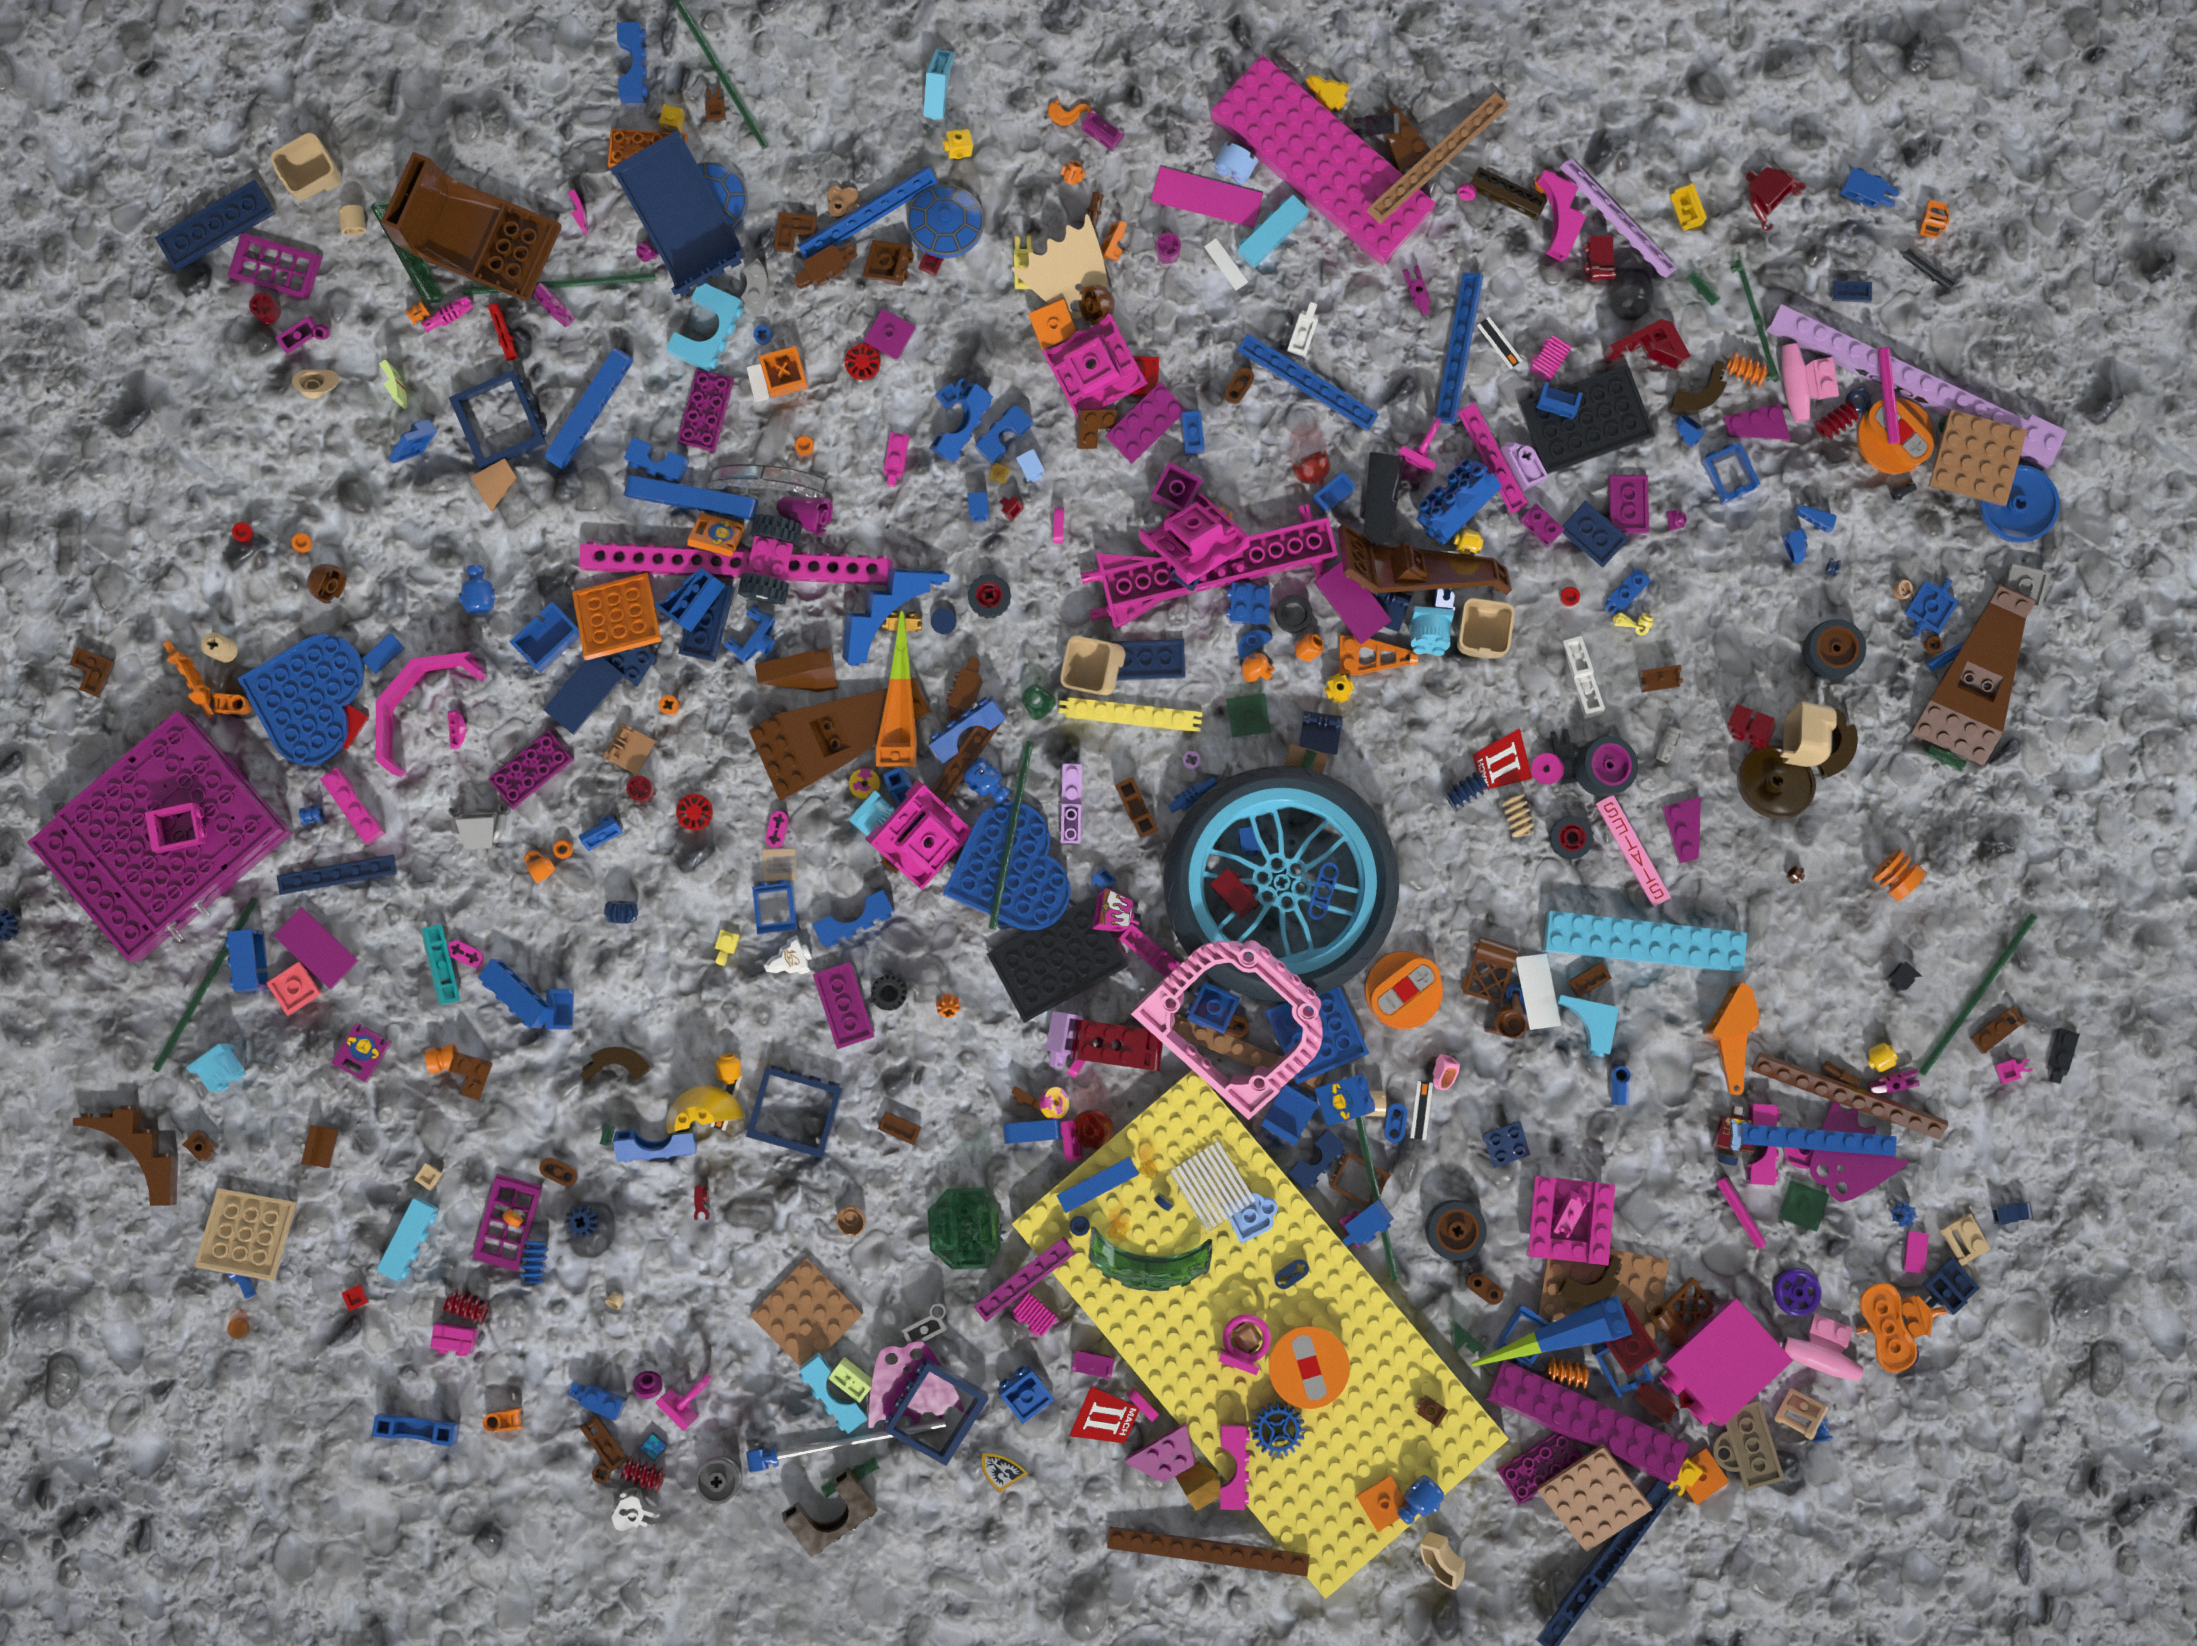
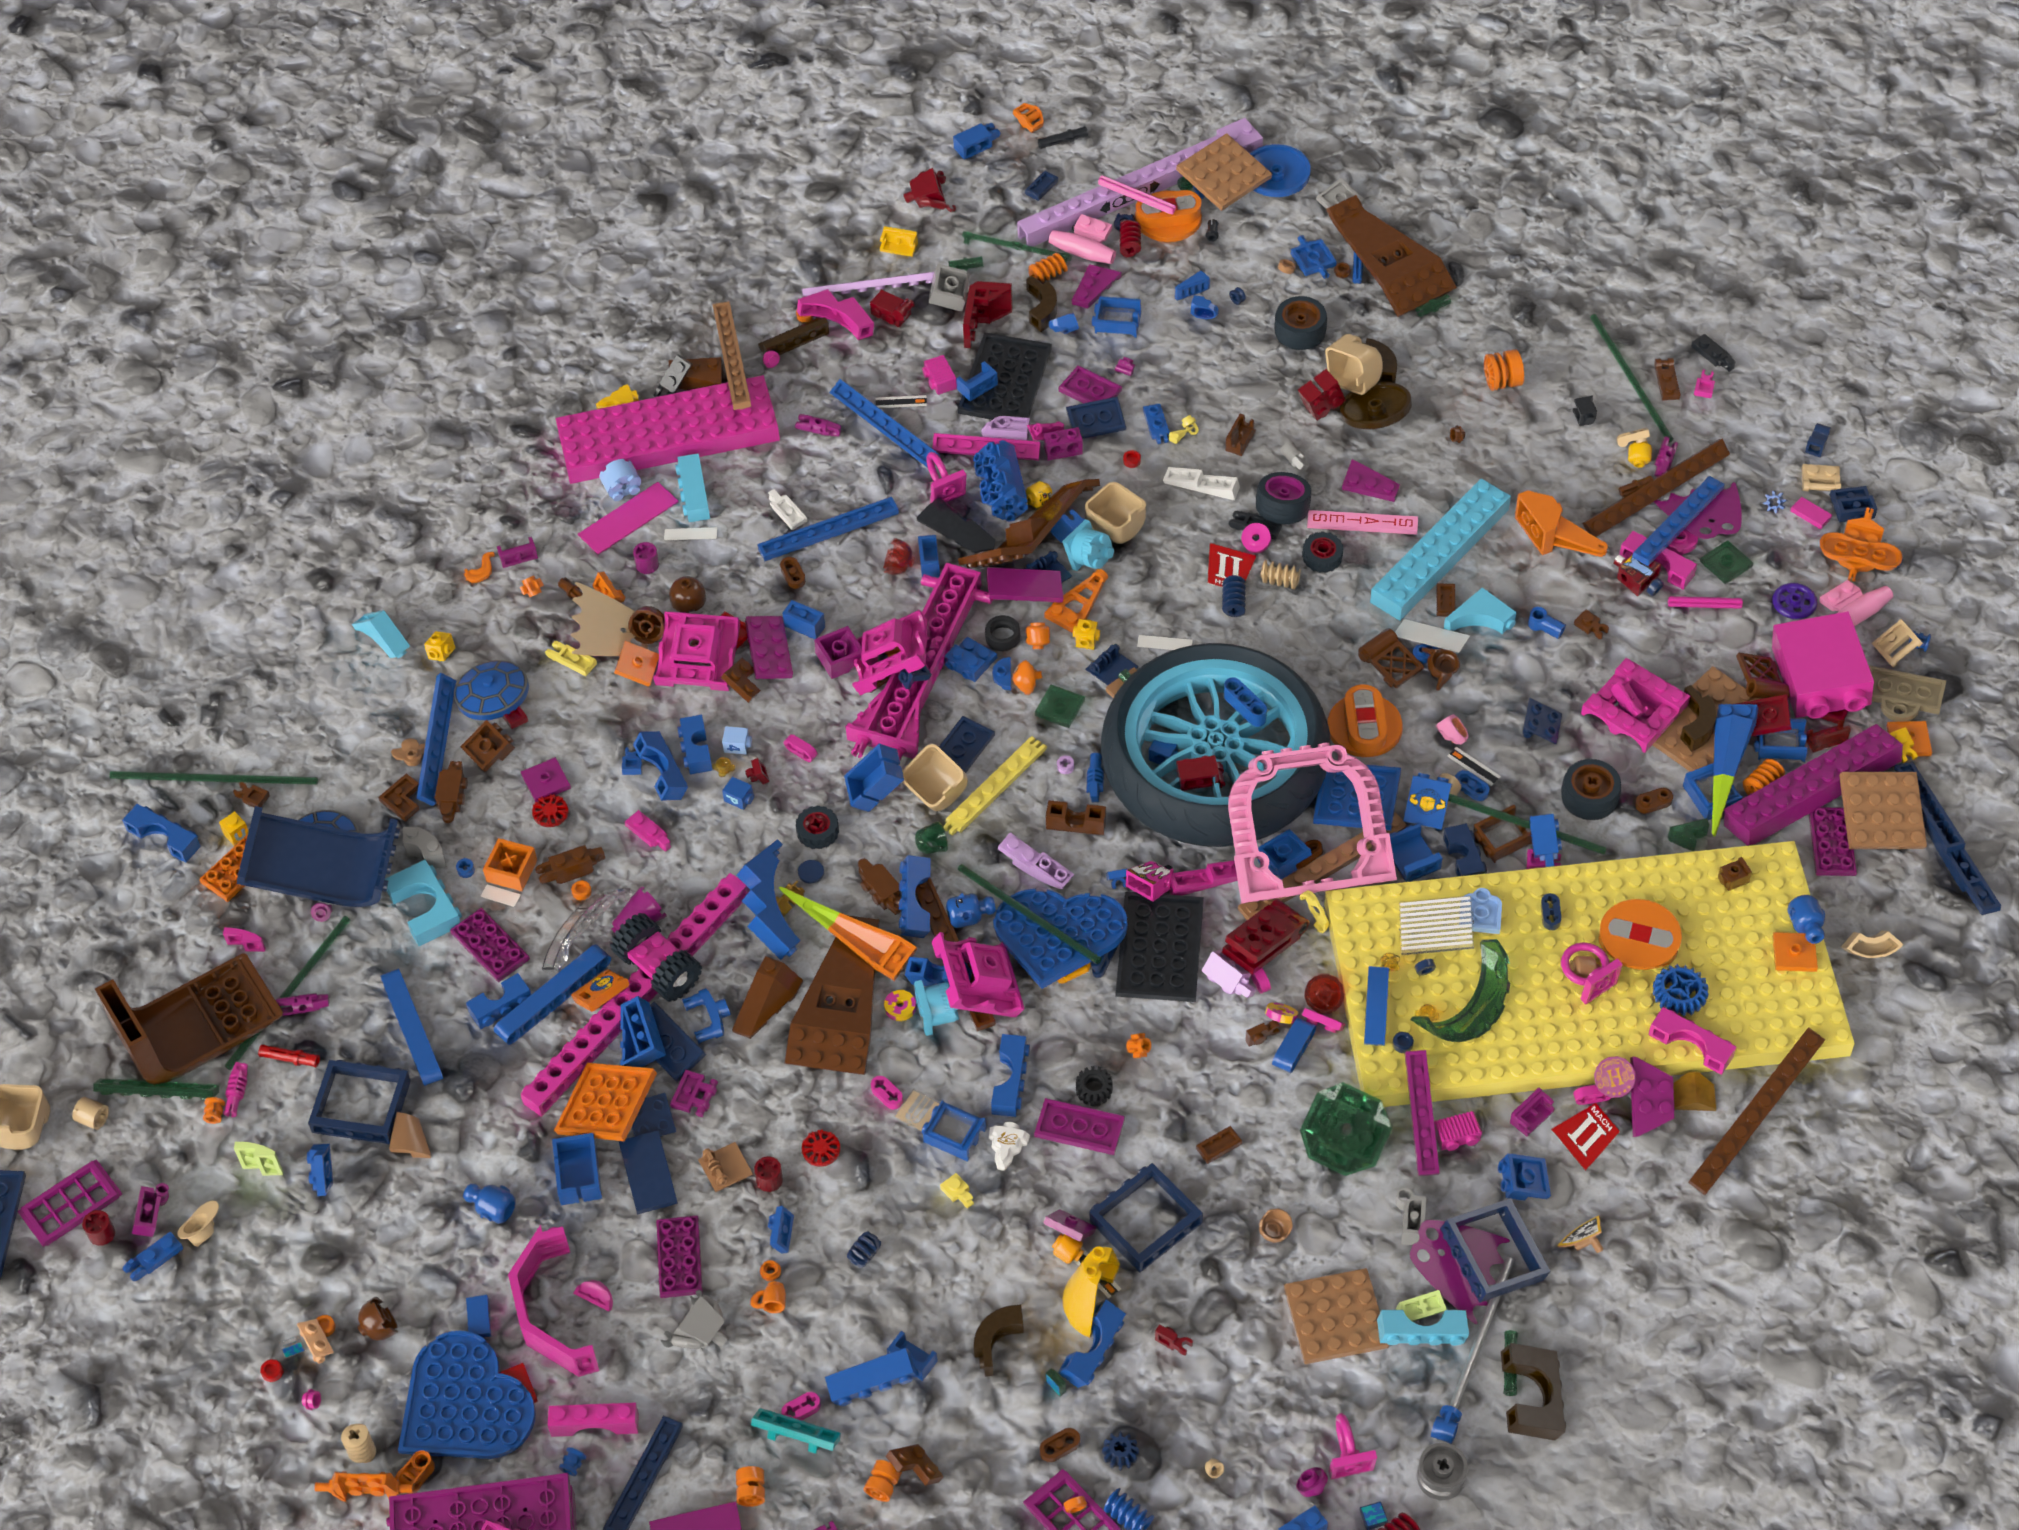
camera: 55 degrees left, 30 degrees down
(237, 581) = (311, 1399): none -> dark pink plate
(273, 367) = (153, 1256): none -> blue hinge
(282, 546) = (315, 1340): none -> light nougat hinge
(381, 959) = (750, 1486): none -> orange wheel
(663, 705) = (717, 1111): orange bush -> none
(675, 671) = (688, 1090): none -> magenta plate
(745, 1058) = (1069, 1225): none -> magenta plate
(817, 420) = (570, 864): none -> reddish brown hinge
(1058, 614) = (874, 777): none -> blue piece
(1155, 312) = (687, 594): none -> reddish brown cylinder
(1159, 1420) = (1615, 1077): none -> tile
(1168, 1077) = (1321, 920): none -> light yellow piece
(1380, 760) = (1162, 642): none -> white sticker
(1545, 499) = (1037, 430): none -> dark pink hinge
(1648, 1120) = (1590, 623): none -> reddish brown plate
(1667, 303) = (949, 287): none -> light grey hinge
(1898, 1047) = (1638, 435): none -> tan plate

